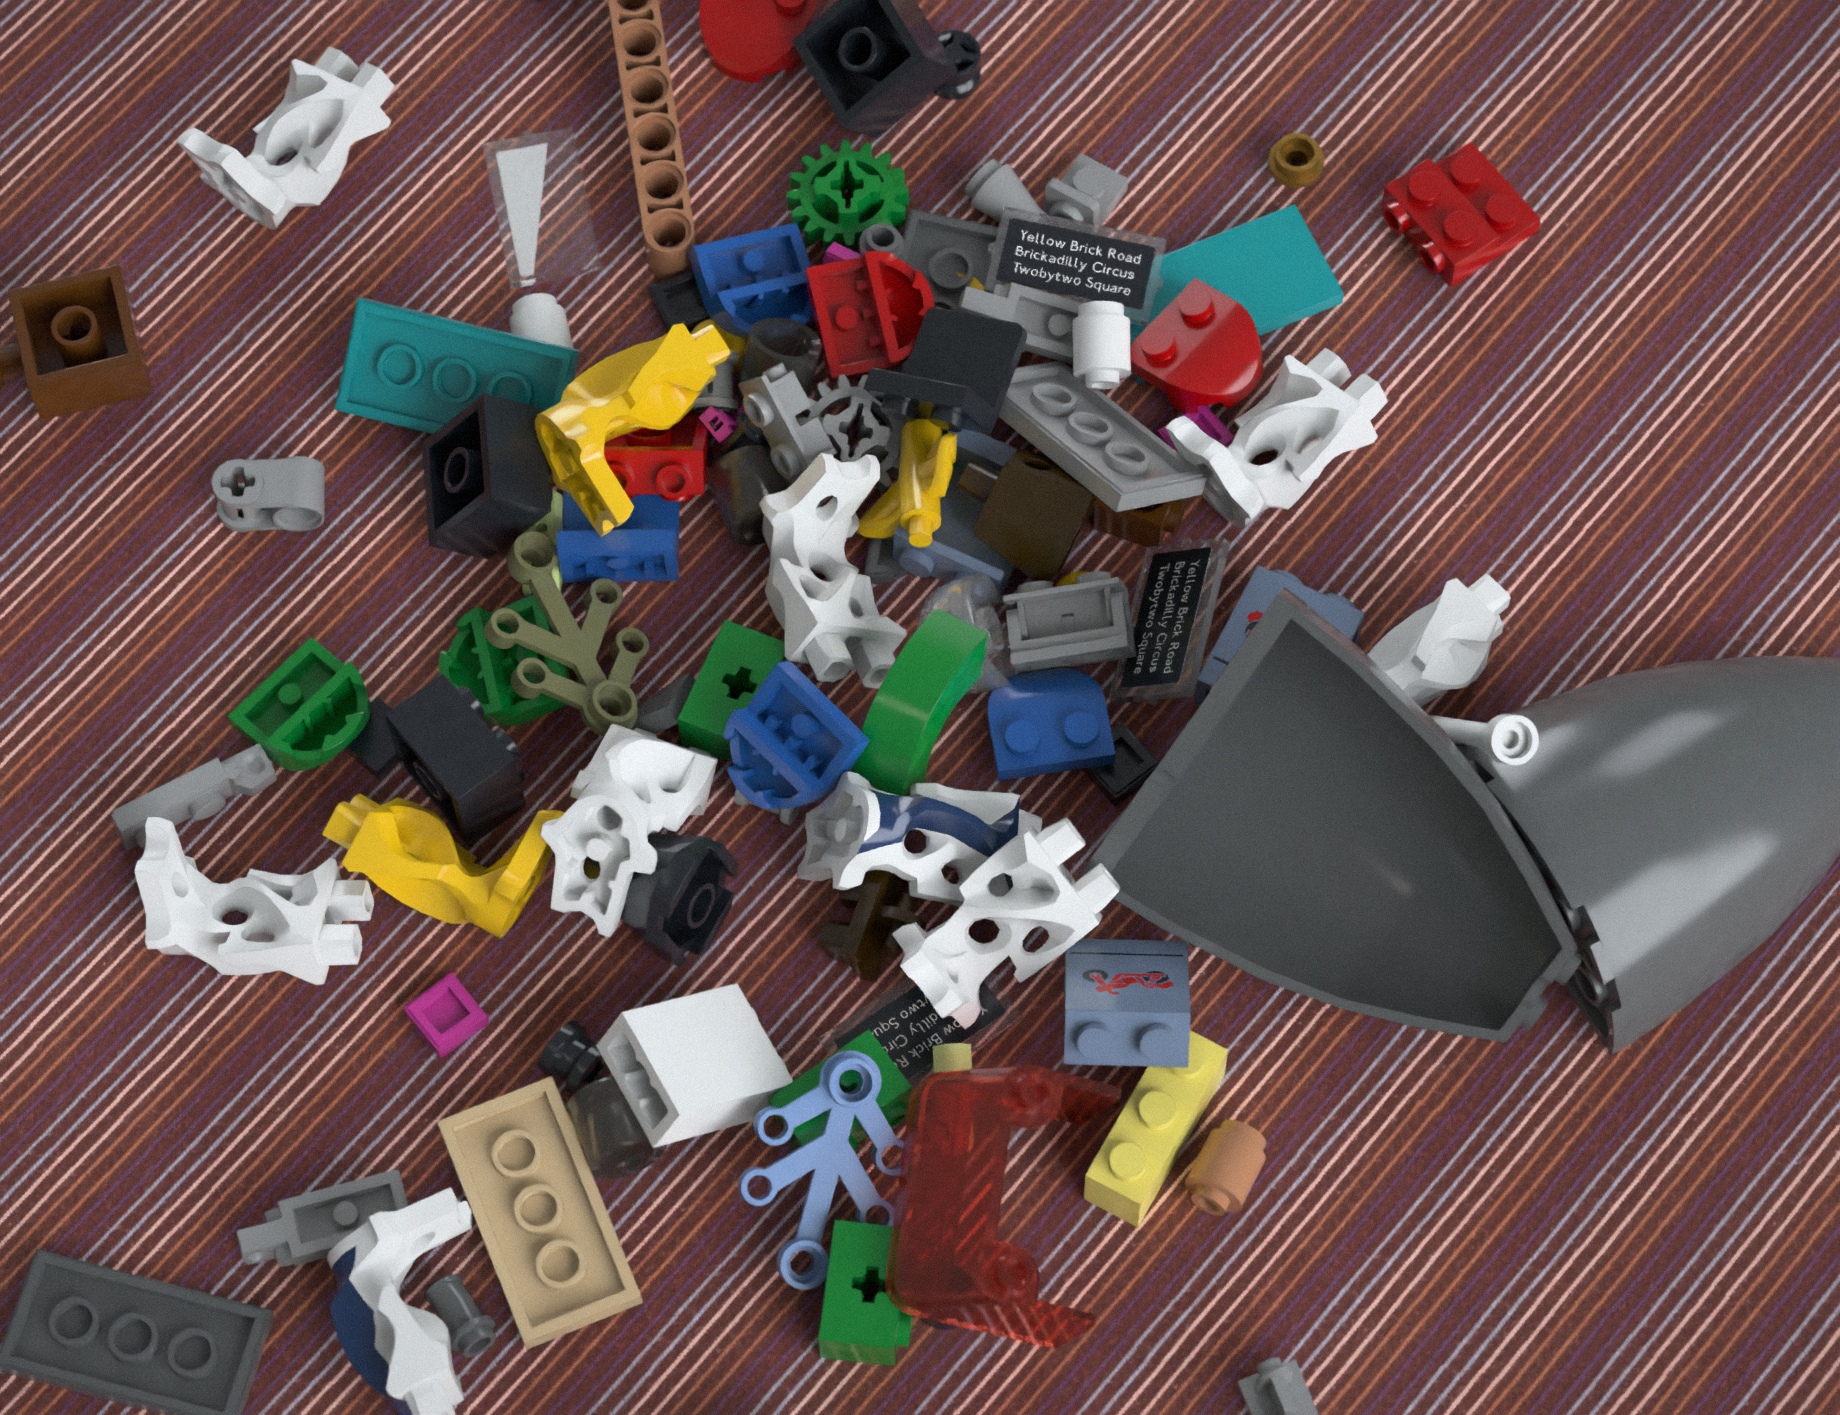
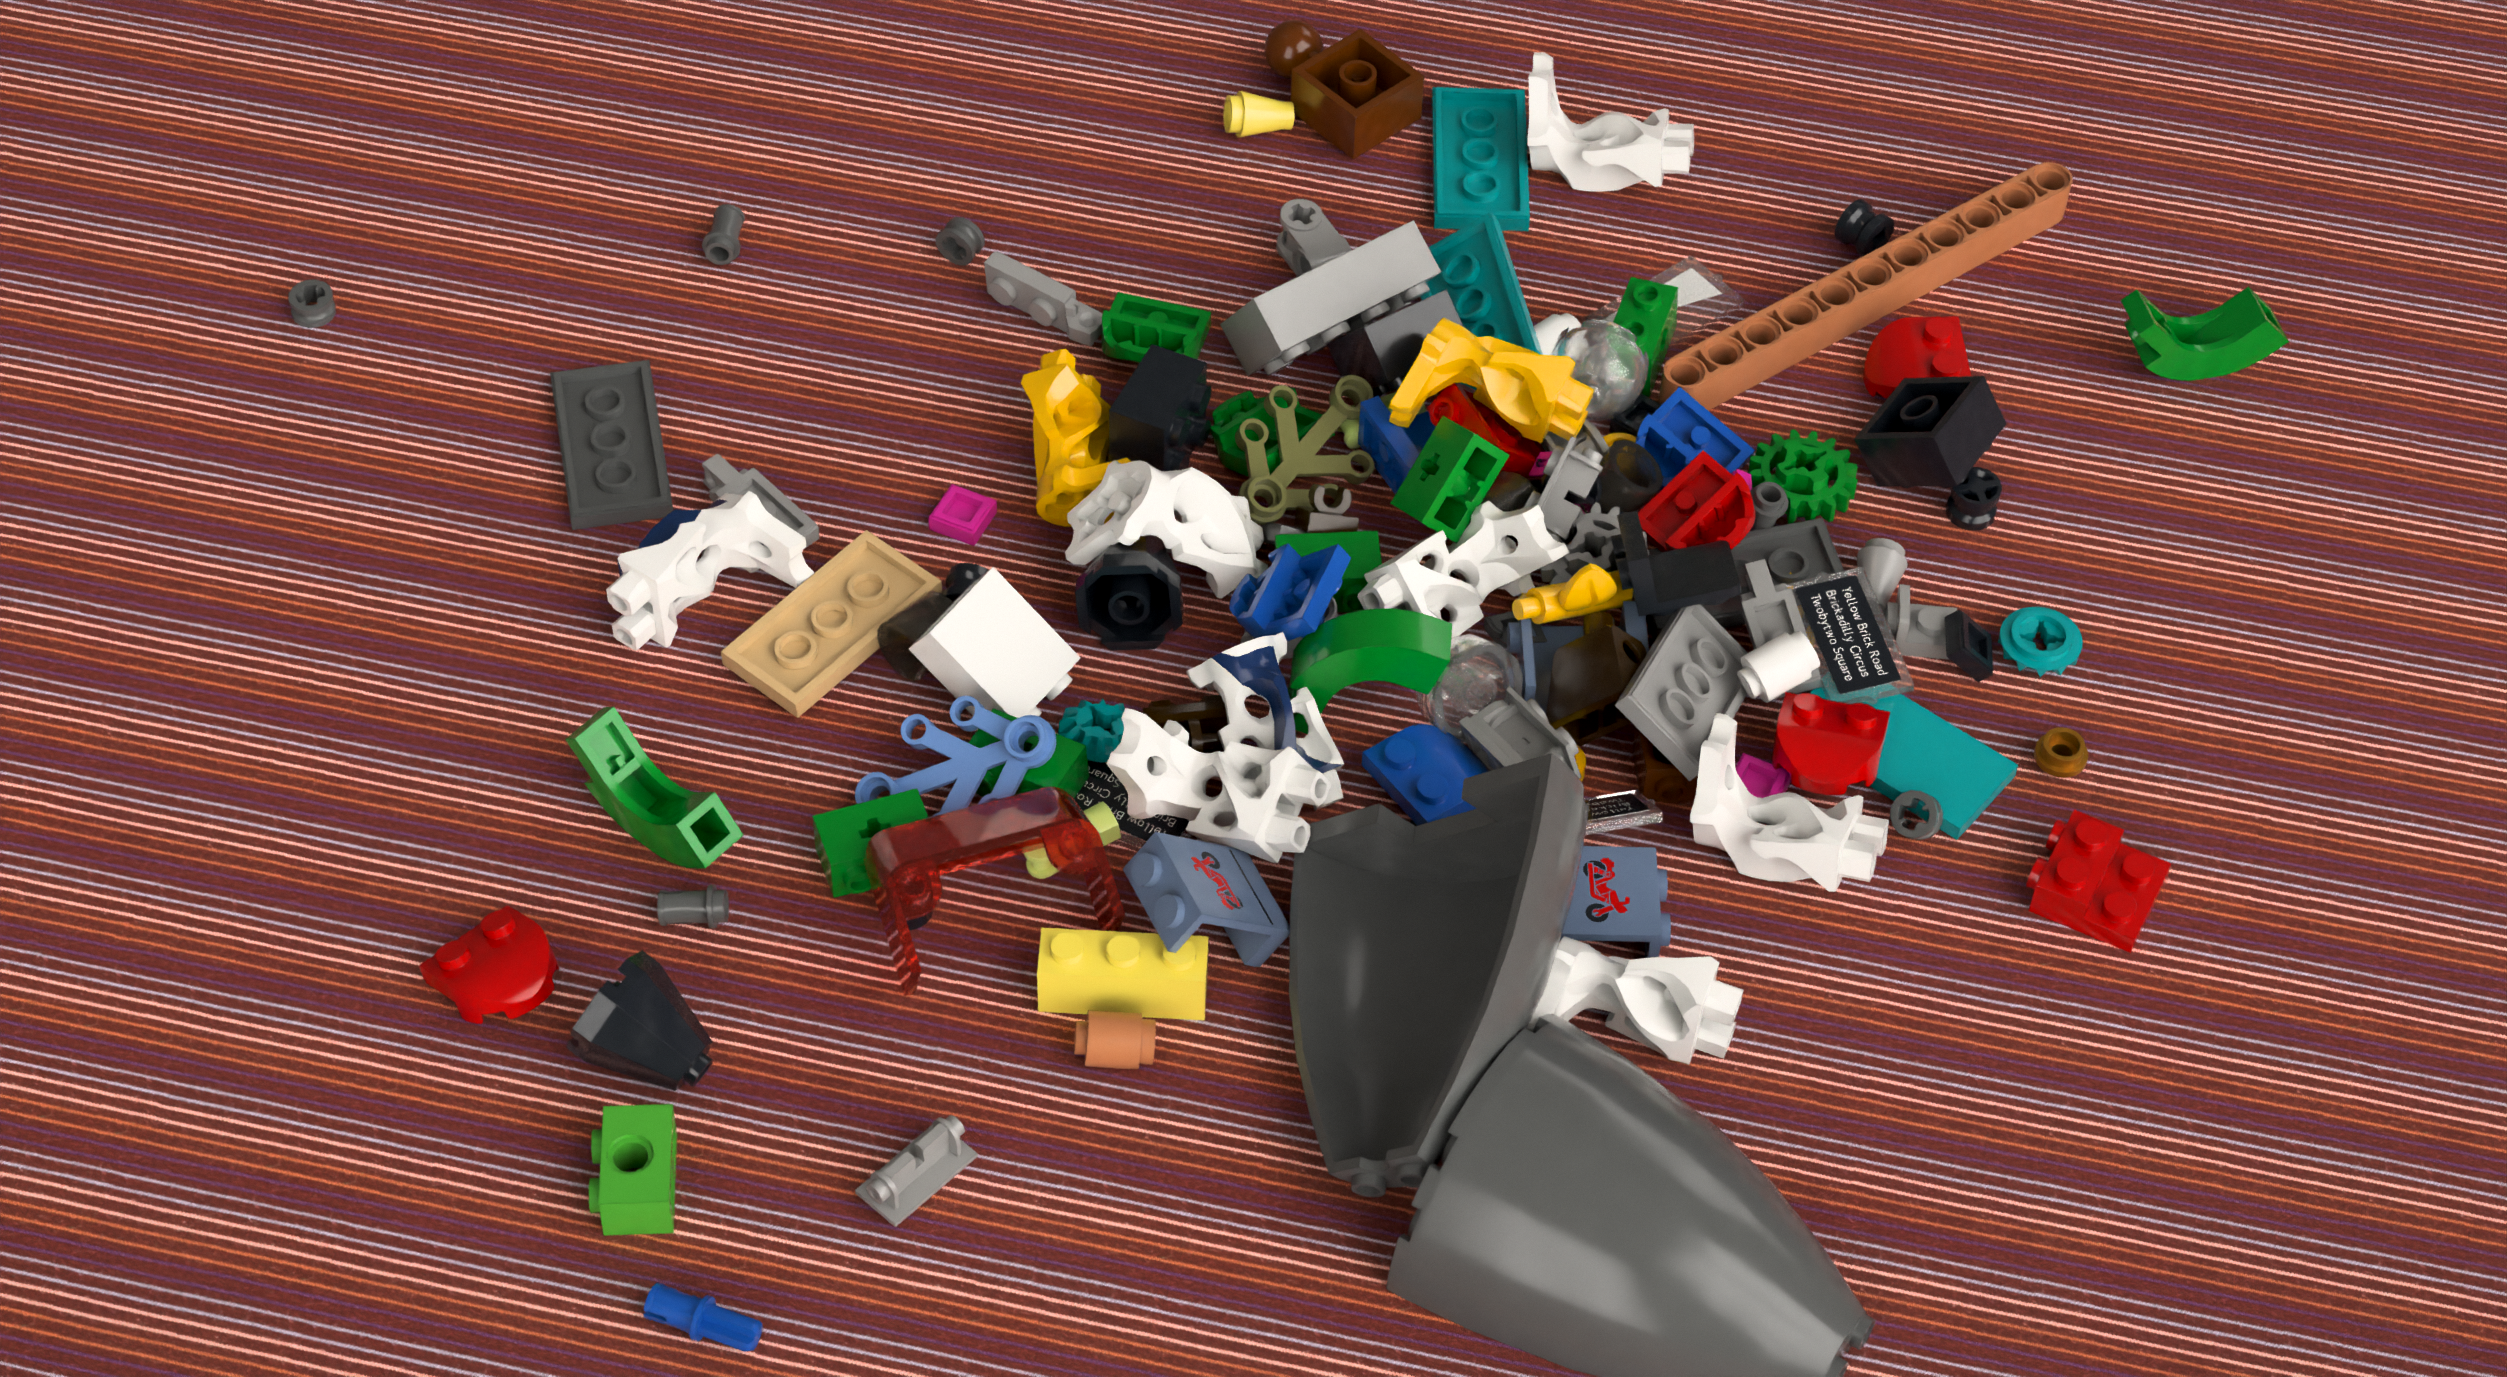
camera: 60 degrees right, 15 degrees down
(34, 459) = (1254, 114): none -> light yellow cone
(49, 843) = (960, 241): none -> dark grey bush
(226, 271) = (1479, 157): none -> teal tile
(279, 934) = (961, 371): white hips -> none
(384, 511) = (1331, 300): none -> brick
(468, 1328) = (718, 620): dark grey pin -> none
(587, 247) = (1651, 315): none -> green brick
(627, 305) = (1606, 362): none -> clear cylinder
(667, 660) = (1326, 518): none -> dark brown tile
(718, 518) = (1449, 478): none -> green brick
(845, 1019) = (1078, 724): none -> teal gear
(1135, 167) = (1968, 645): none -> black tile
(1148, 84) = (2058, 634): none -> teal gear
(1296, 319) = (1910, 800): none -> dark grey bush
(1505, 738) = (1554, 996): white piece -> none

